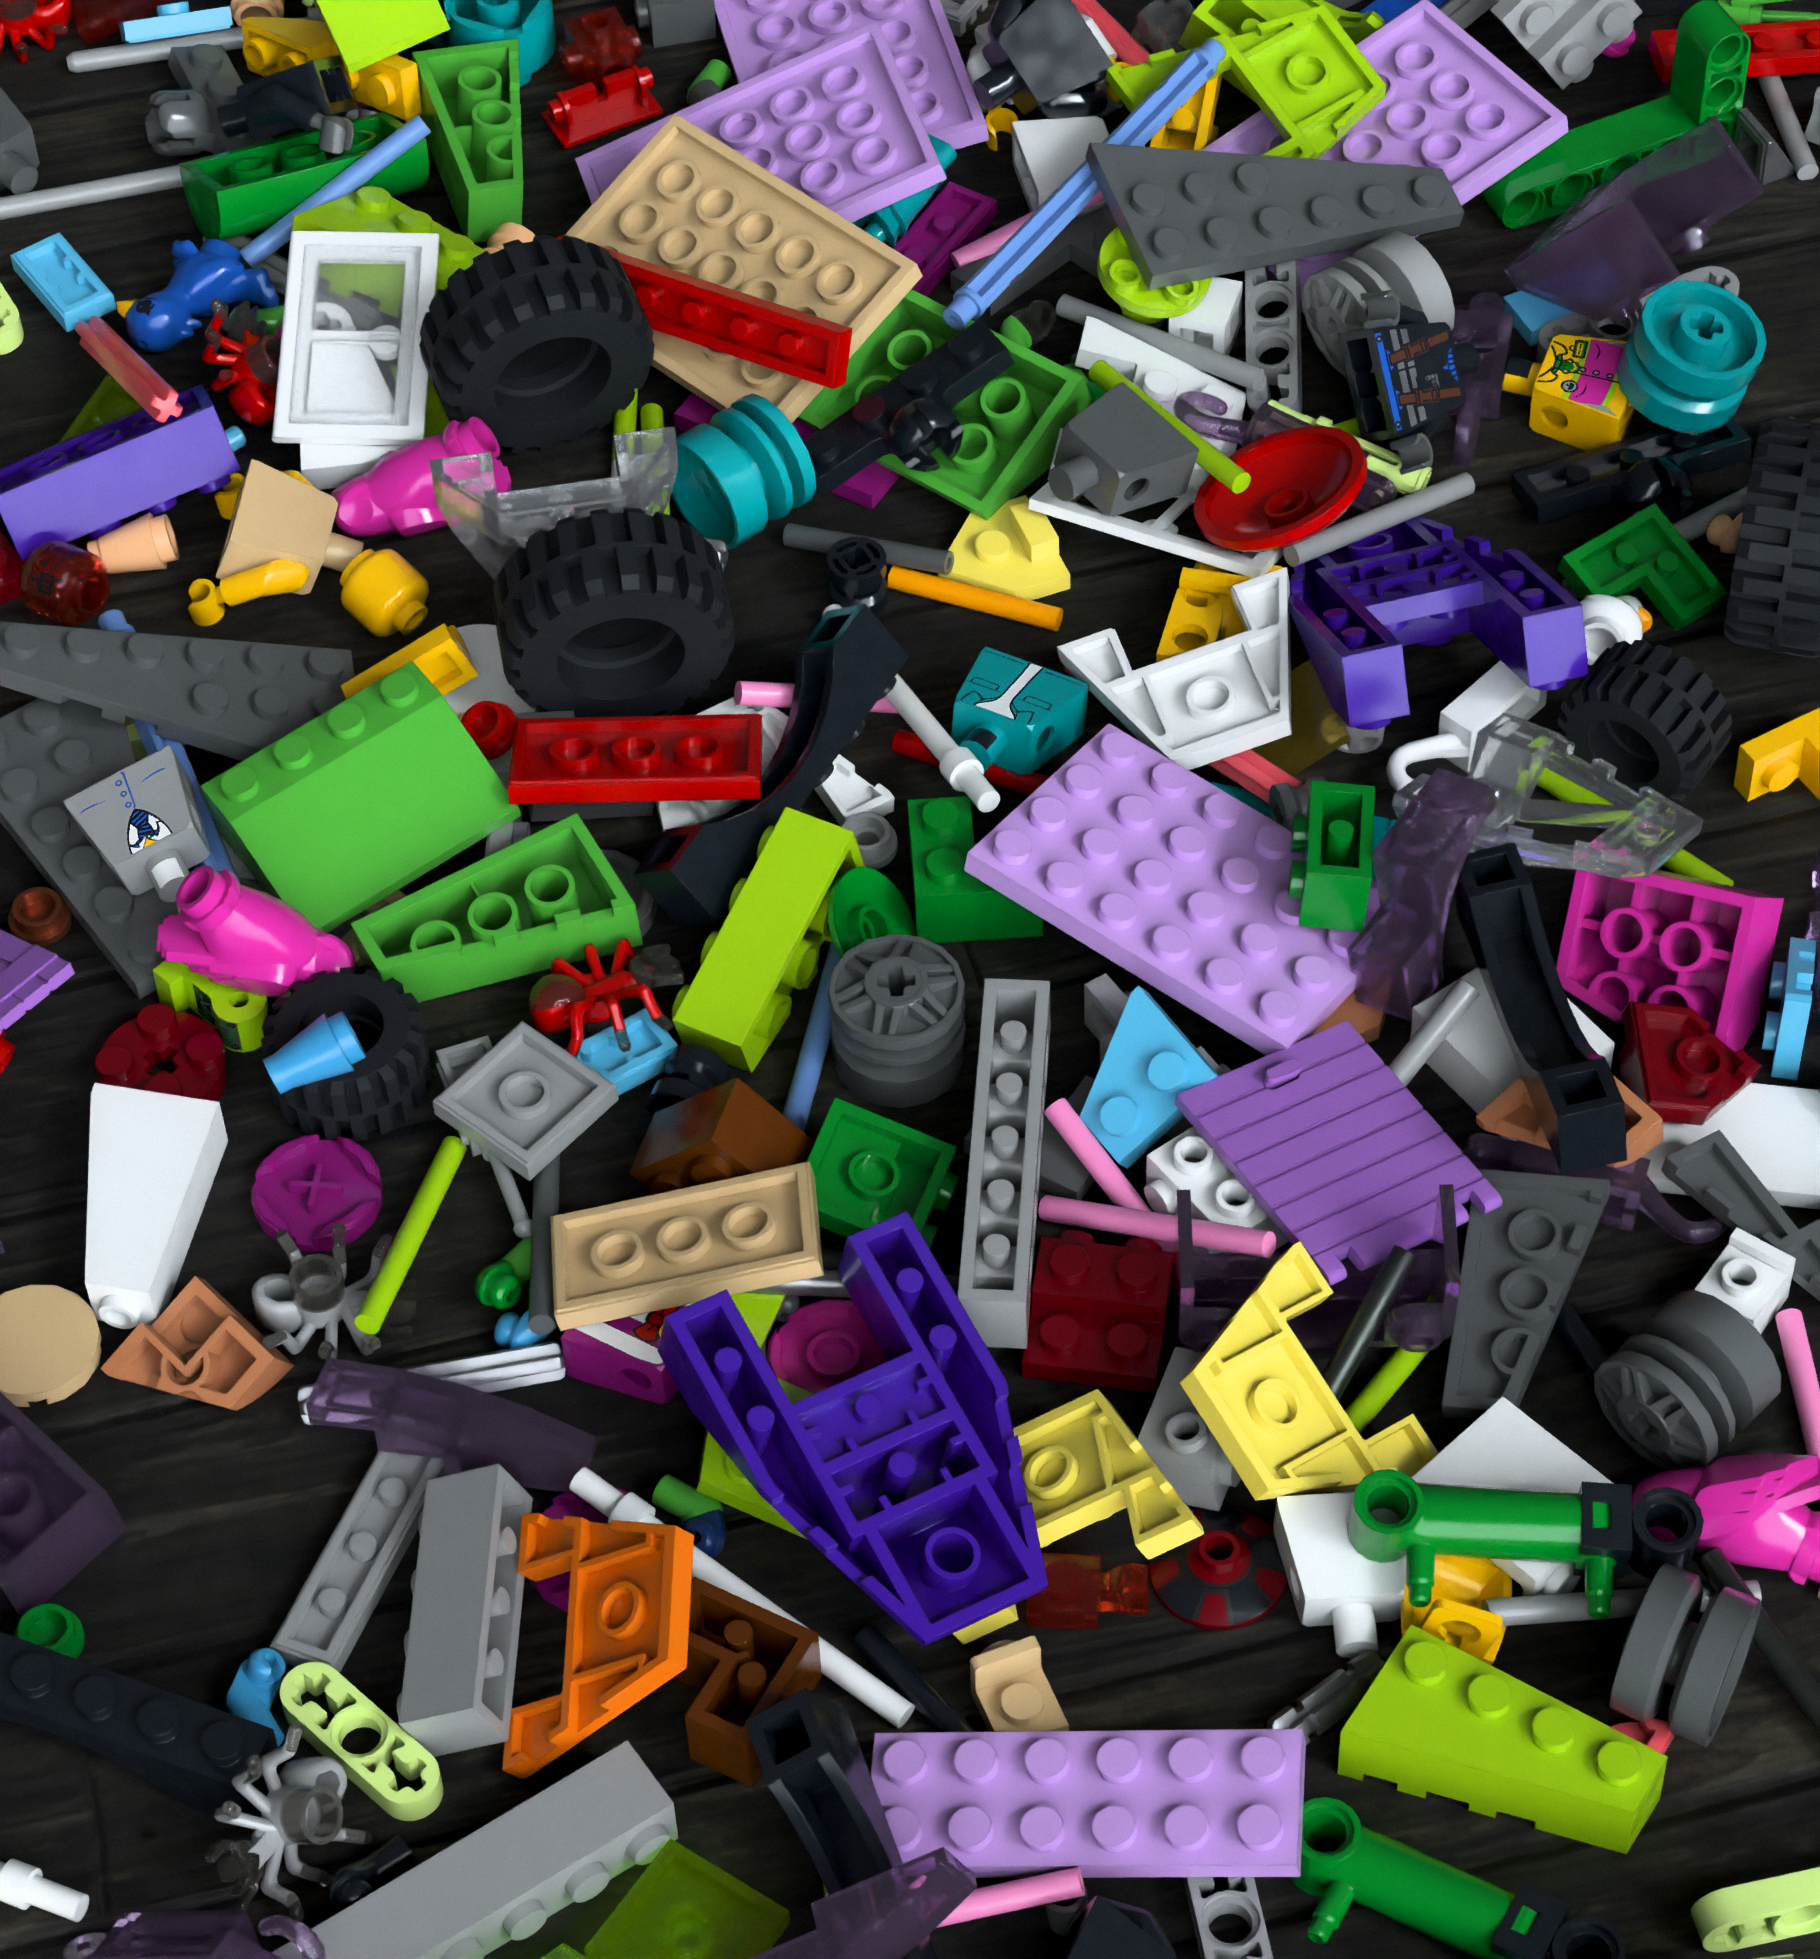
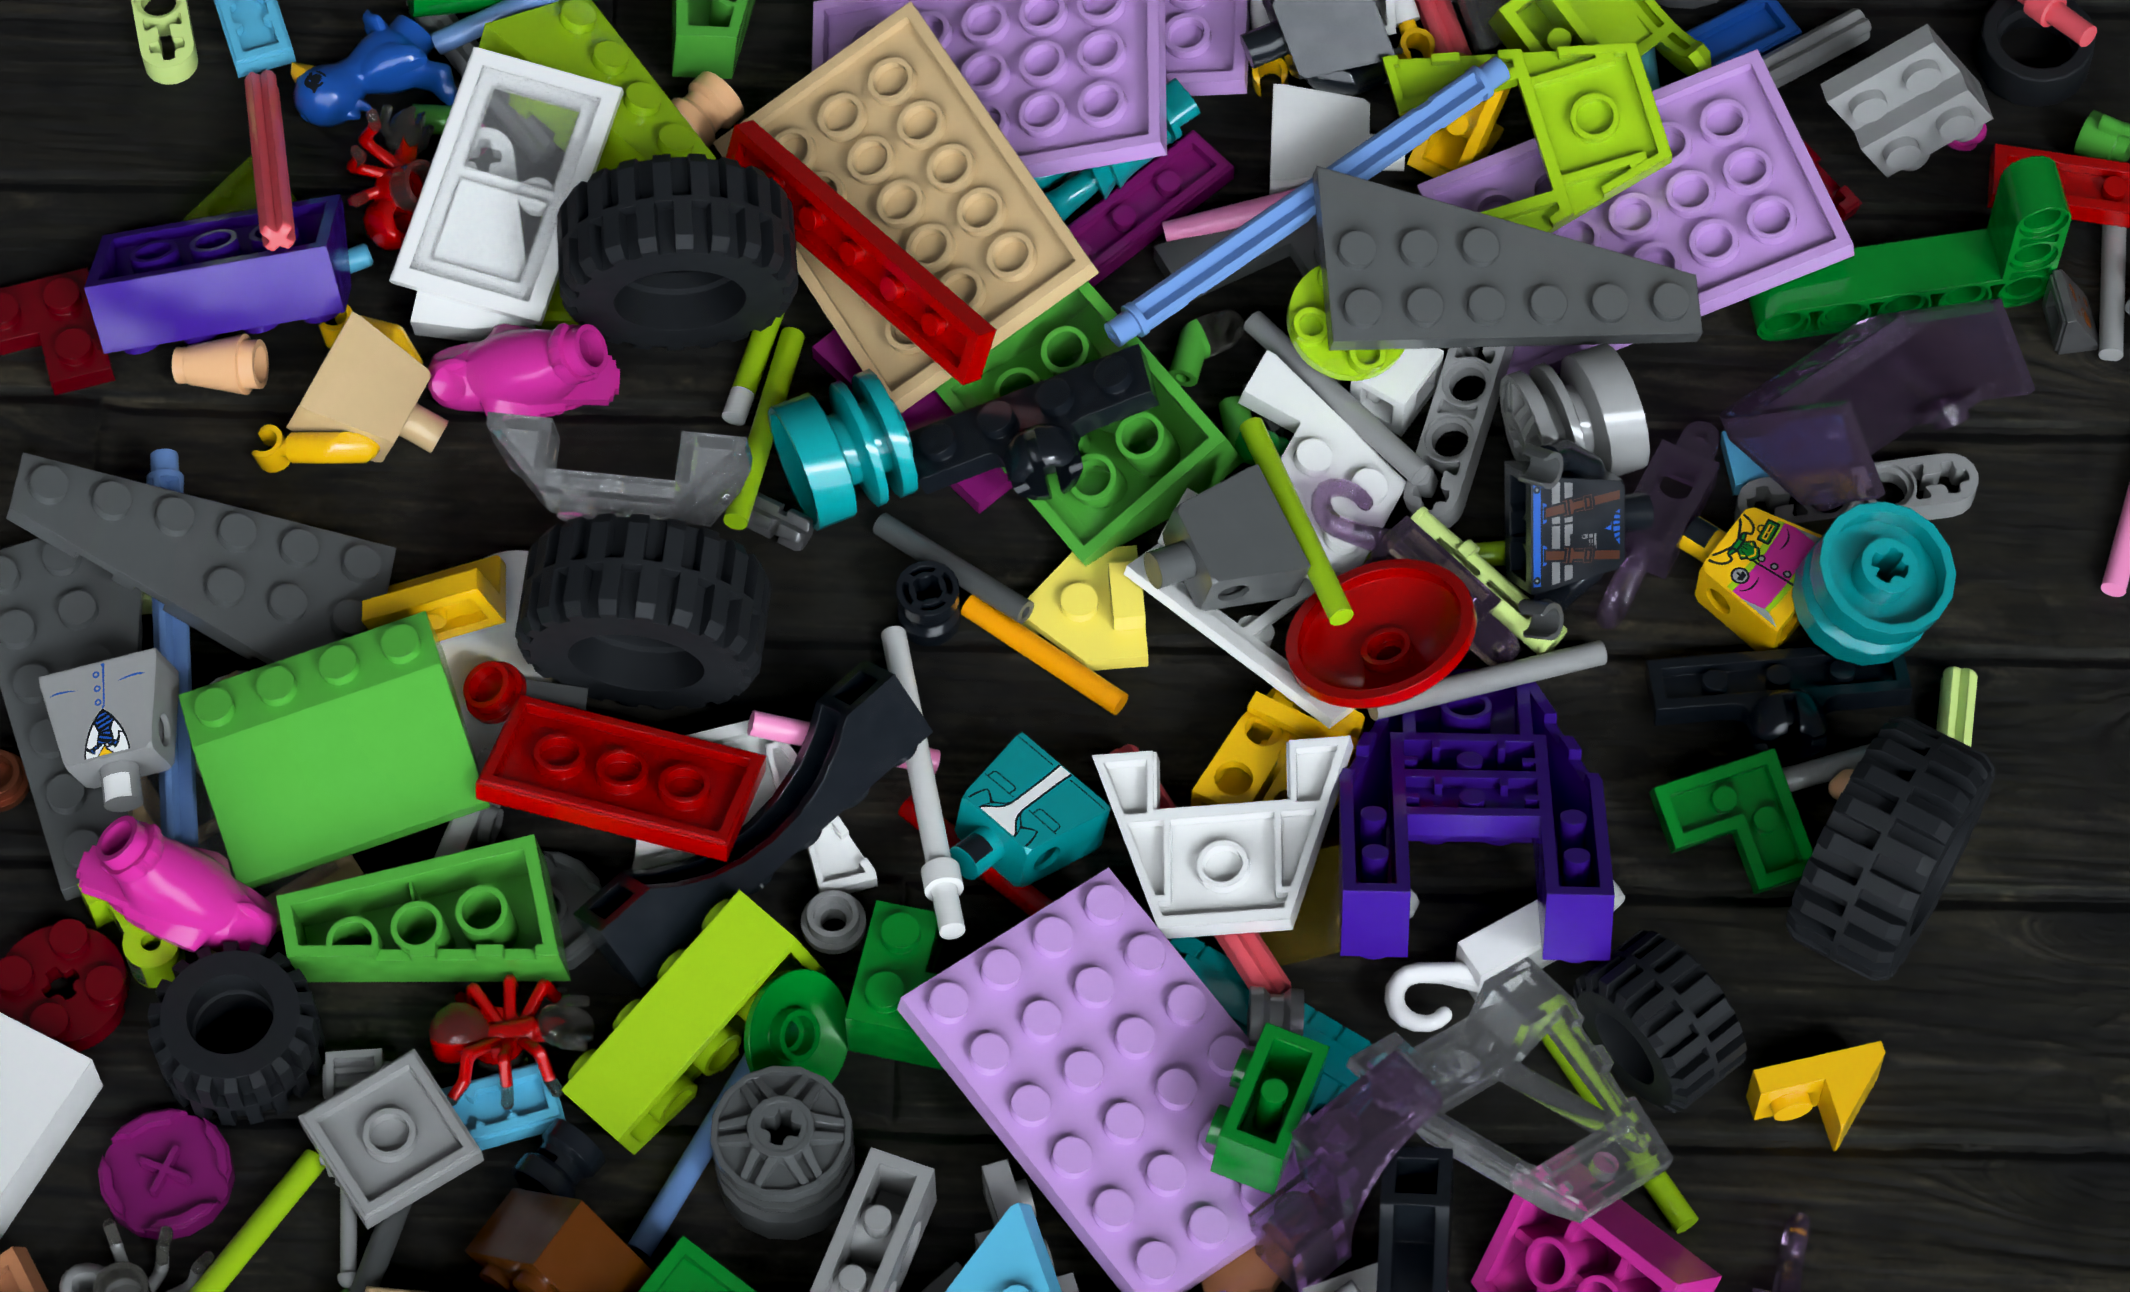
camera: 15 degrees right, 10 degrees up
(64, 583) = (138, 391): clear red head -> none
(317, 1053) = (189, 1047): dark azure cone -> none
(384, 592) = (448, 490): yellow head -> none
(1612, 621) = (1676, 880): white animal -> none

